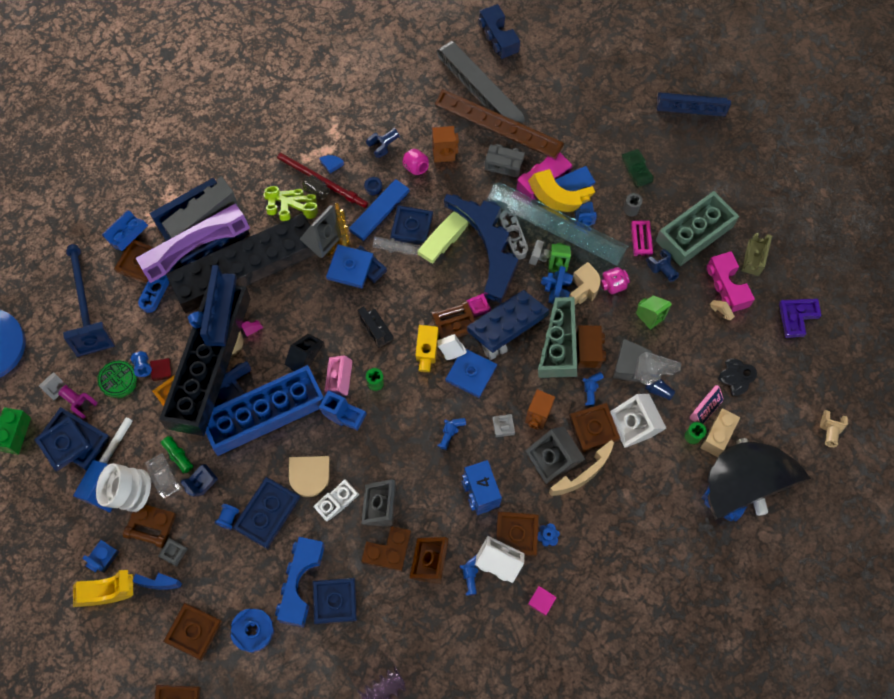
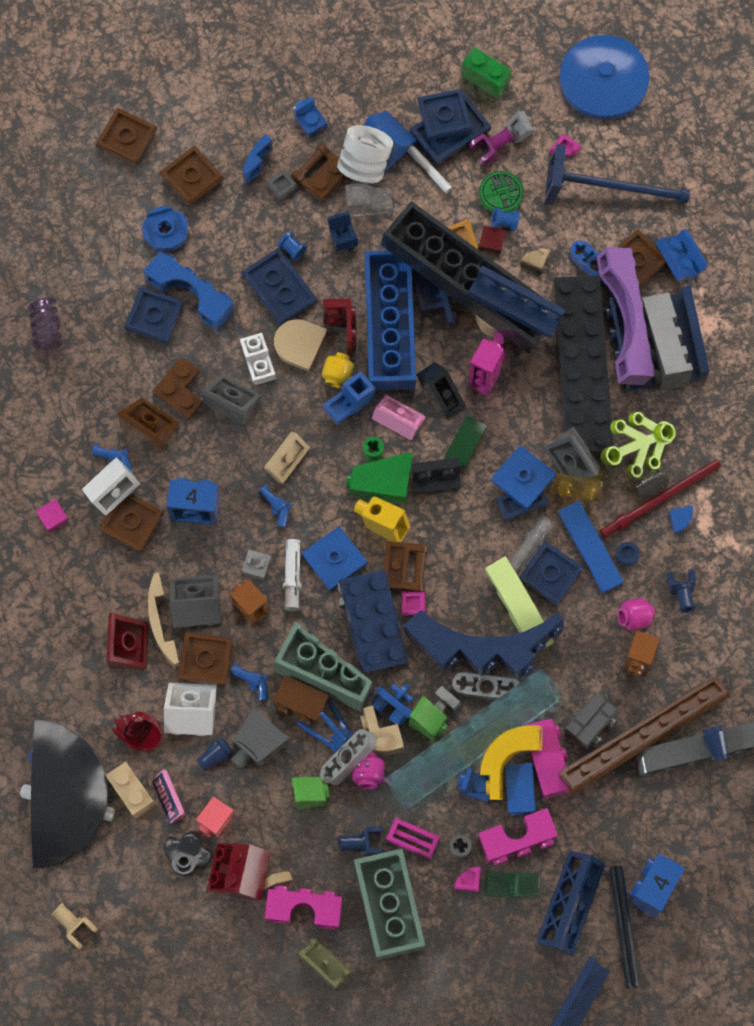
camera: 115 degrees right, 5 degrees up
(58, 349) = (572, 146): none -> dark pink tile
(103, 591) = (271, 108): yellow arch -> none
(166, 332) = (536, 259): none -> tan tile
(177, 454) = (378, 223): green pin -> none
(195, 319) = (511, 273): blue hinge -> none
(276, 318) = (485, 366): none -> dark pink brick
(278, 437) = (341, 312): none -> dark red bracket
(321, 432) = (337, 370): none -> yellow head
(337, 318) = (466, 441): none -> dark green slope
(394, 362) = (382, 479): none -> green slope
(410, 439) = (287, 457): none -> tan plate
(451, 347) = (369, 549): white tile -> none
(482, 78) = (716, 742): none -> dark blue cone
(494, 397) = (292, 581): none -> white pin
(549, 529) = (120, 560): blue plant -> none
(593, 80) = (656, 887): none -> blue brick
(598, 164) = (498, 846): none -> dark pink arch
(600, 309) = (339, 737): none -> blue plant
(607, 294) = (336, 765): none -> light grey beam
(613, 490) = (126, 642): none -> dark red slope
(625, 96) = (624, 927): none -> black axle
(629, 123) = (576, 902): none -> dark blue fence
(649, 194) = (468, 880): none -> dark pink tile
(651, 367) = (234, 746): clear arch -> none
(674, 446) = (138, 730): none -> dark red hair
(699, 428) = (141, 756): green gear -> none
(704, 367) = (214, 818): none -> coral brick
(731, 334) = (239, 871): none -> dark red slope
(793, 315) = (231, 966): dark purple plate -> none

